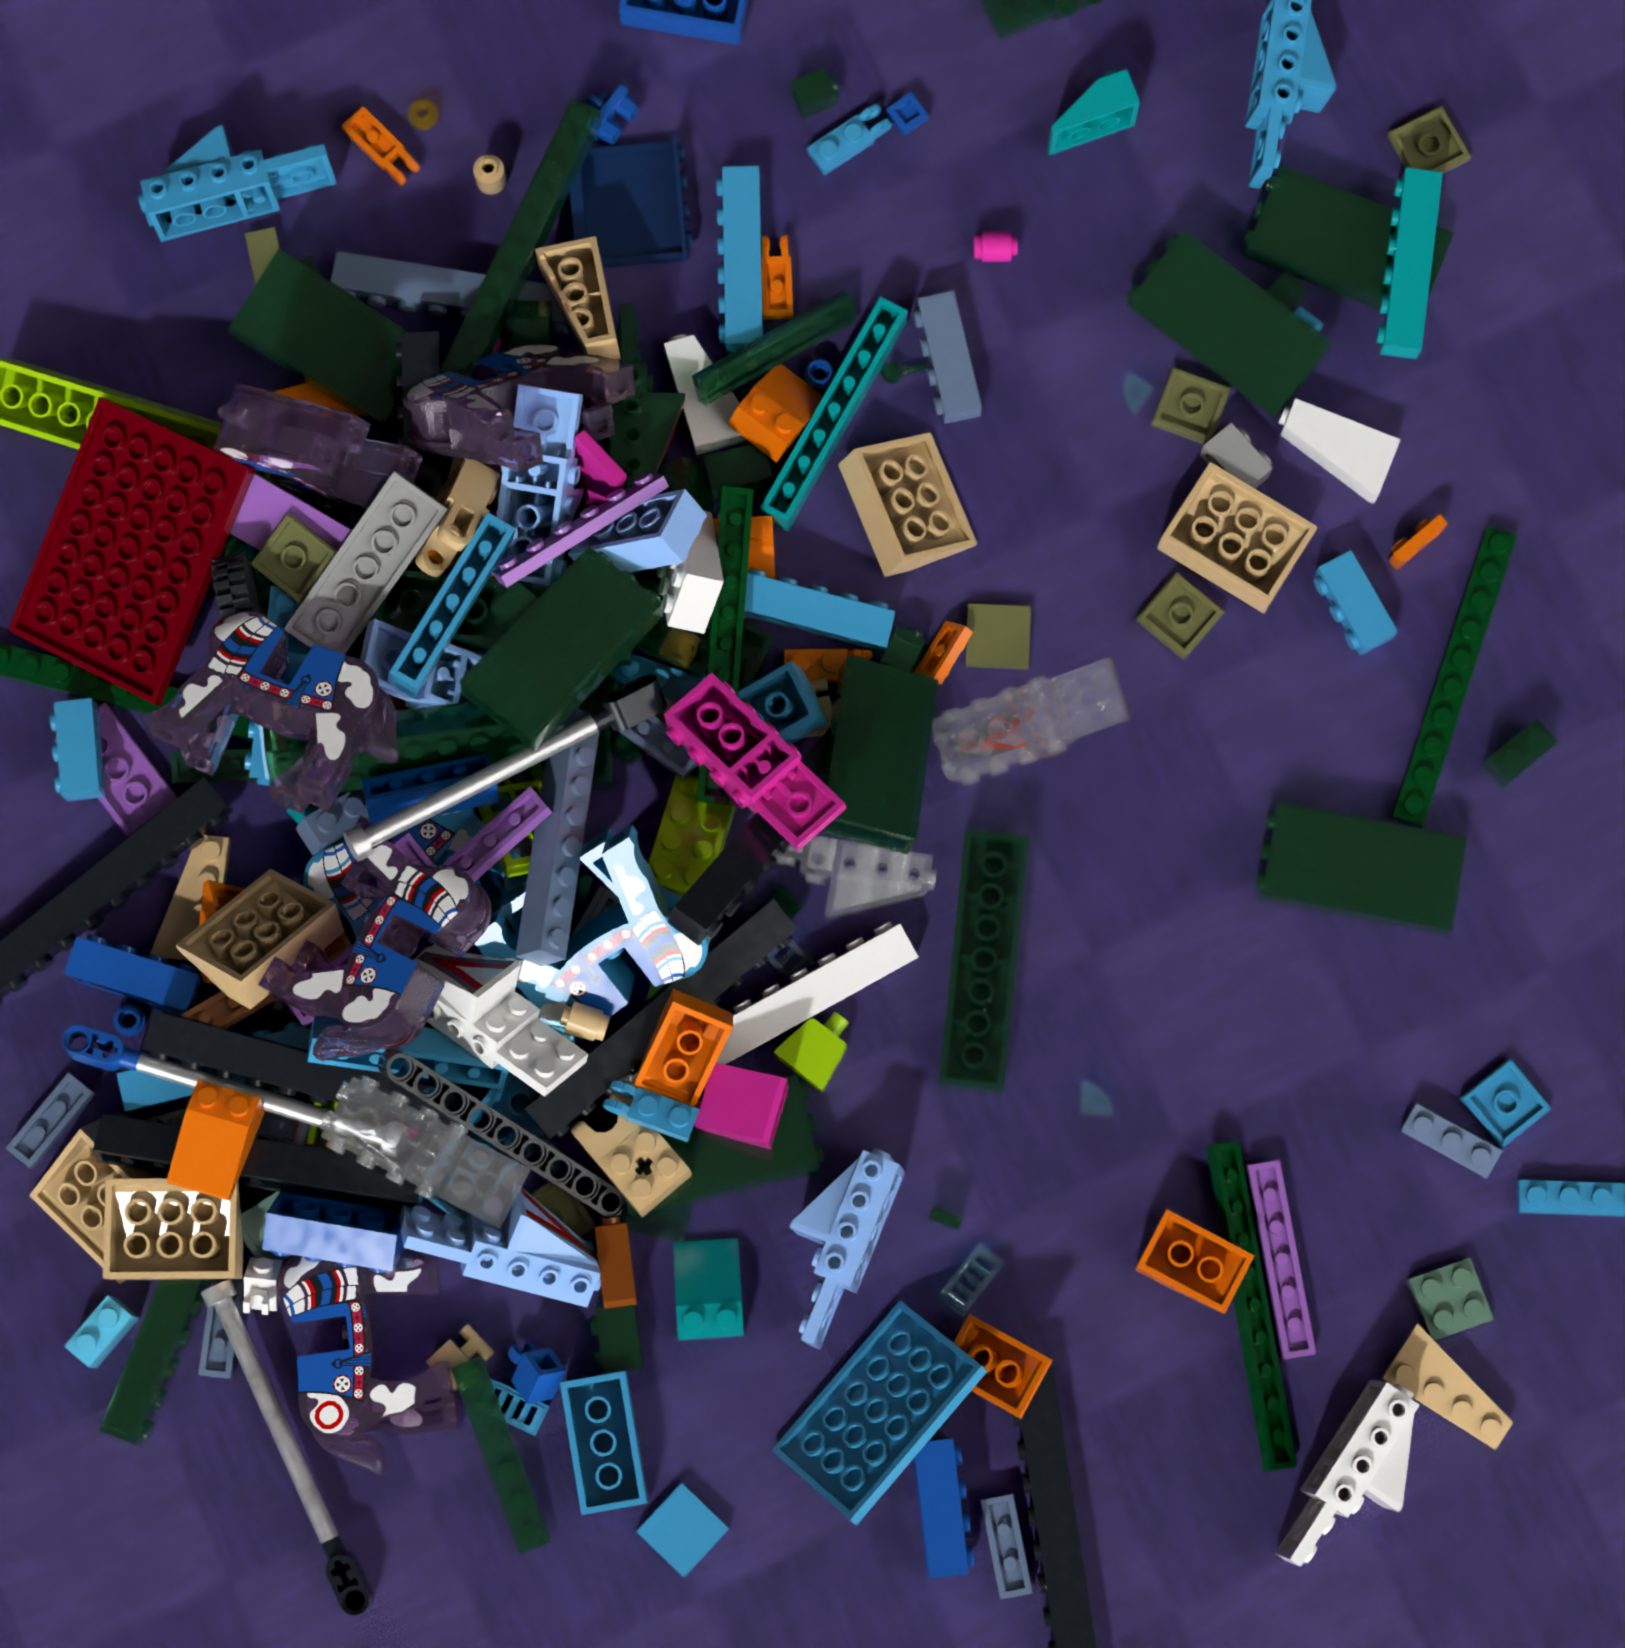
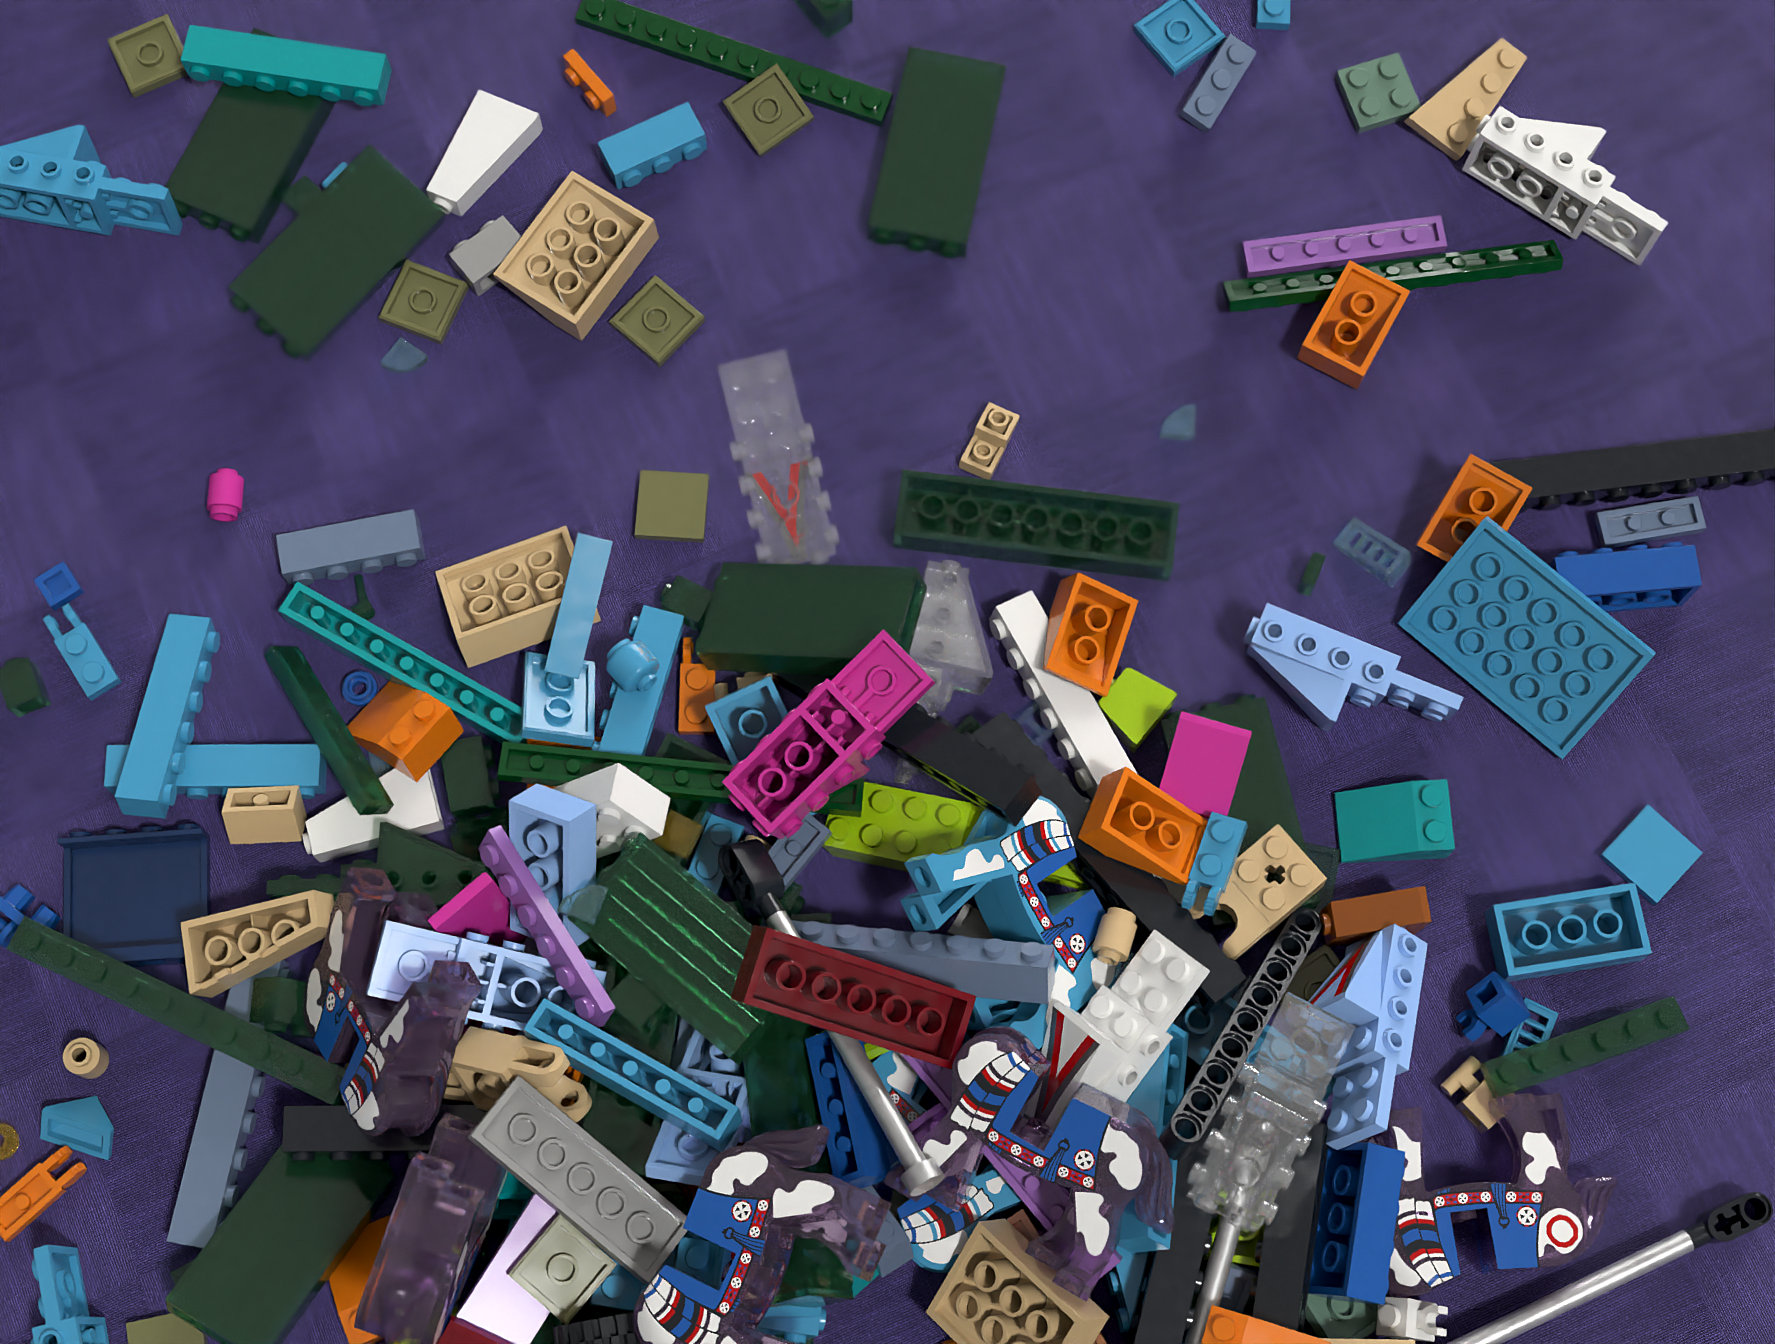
camera: 90 degrees left, 5 degrees down
(436, 176) = (80, 1125): none -> dark azure slope
(507, 779) = (852, 997): none -> dark red brick
(598, 558) = (584, 903): none -> clear light blue tile
(618, 1339) = (1457, 918): clear green brick -> none
(700, 301) = (264, 814): none -> tan brick
(776, 281) = (245, 729): orange hinge -> none
(783, 212) = (167, 716): none -> dark azure brick
(805, 541) = (557, 705): none -> dark azure tile
(831, 600) = (632, 665): none -> dark azure head
(874, 1005) = (1087, 632): none -> orange slope
(887, 551) = (578, 605): none -> dark azure tile
(944, 651) = (688, 559): orange plate -> none
(1070, 922) = (989, 441): none -> tan slope
(1102, 110) = (77, 369): teal slope -> none
(1397, 709) = (768, 110): none -> olive tile

